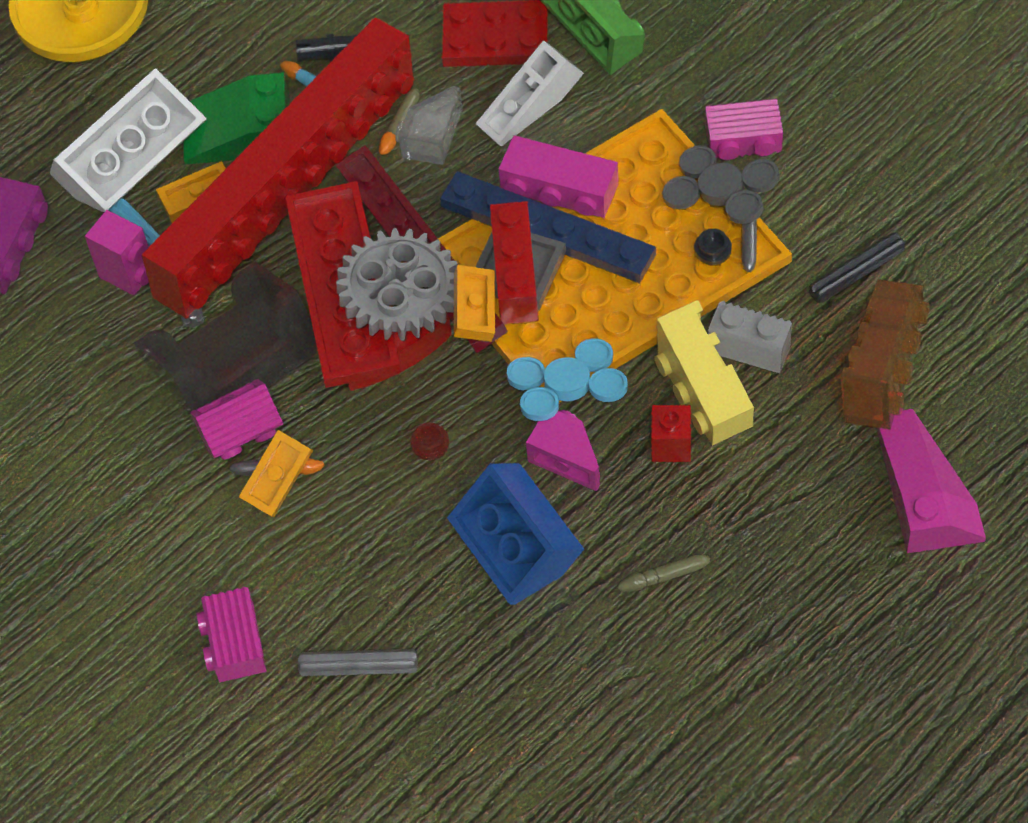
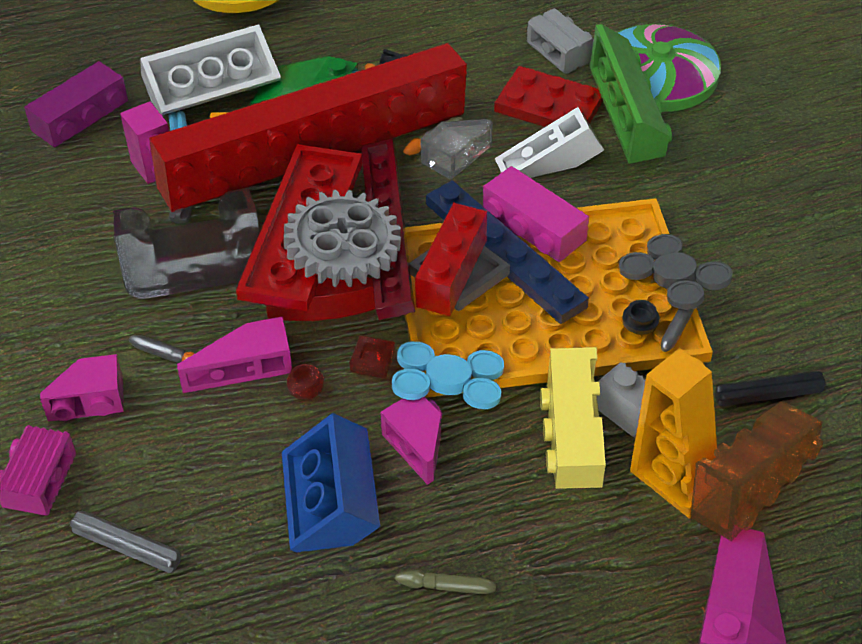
camera: 20 degrees right, 10 degrees down
(229, 537) = (85, 389): none -> dark pink slope
(237, 419) = (154, 299): dark pink brick -> none
(276, 473) = (158, 353): light orange plate -> none
(361, 436) = (243, 355): none -> dark pink slope
(474, 303) = (393, 273): light orange plate -> none
(479, 389) = (372, 357): none -> clear red plate
(671, 433) = (518, 459): red brick -> none
(744, 128) = (721, 238): dark pink brick -> none
(808, 353) = (675, 428): none -> light orange wedge

